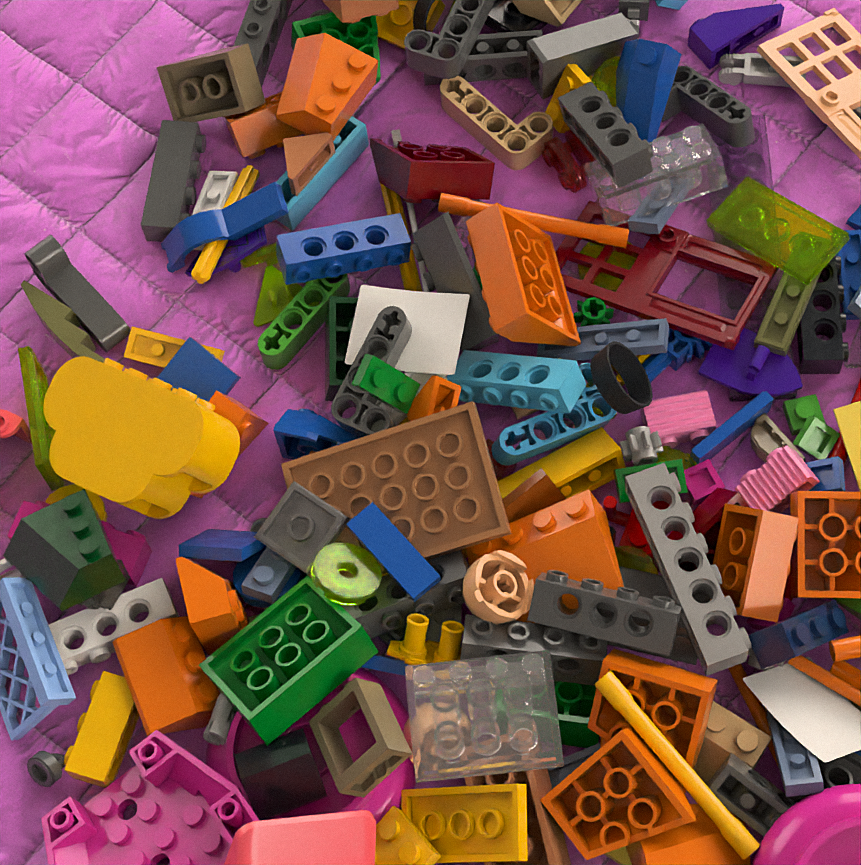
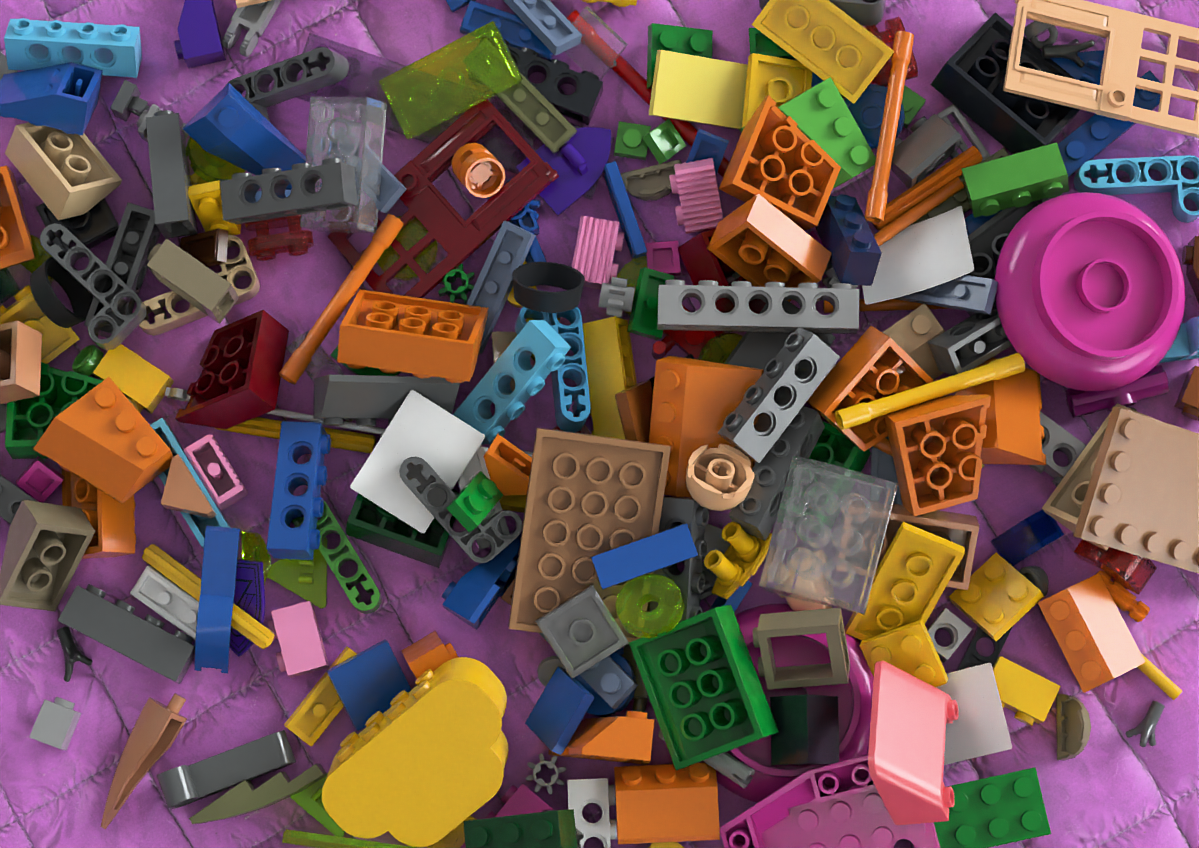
camera: 80 degrees left, 15 degrees up
(76, 157) = (56, 723): none -> light grey brick
(86, 234) = (148, 741): none -> nougat piece
(141, 149) = (70, 651): none -> pearl dark grey bar
(154, 559) = (537, 769): none -> light grey gear
(216, 311) = (298, 639): none -> bright pink brick
(276, 68) = (39, 479): none -> dark pink plate
(337, 188) = (215, 471): none -> bright pink brick
(395, 63) = (87, 360): none -> bright green tile
(395, 101) = (135, 377): none -> yellow brick
(491, 94) = (192, 280): none -> dark tan window
(529, 105) = (207, 247): none -> reddish brown tile
(704, 282) = (478, 170): none -> orange wheel

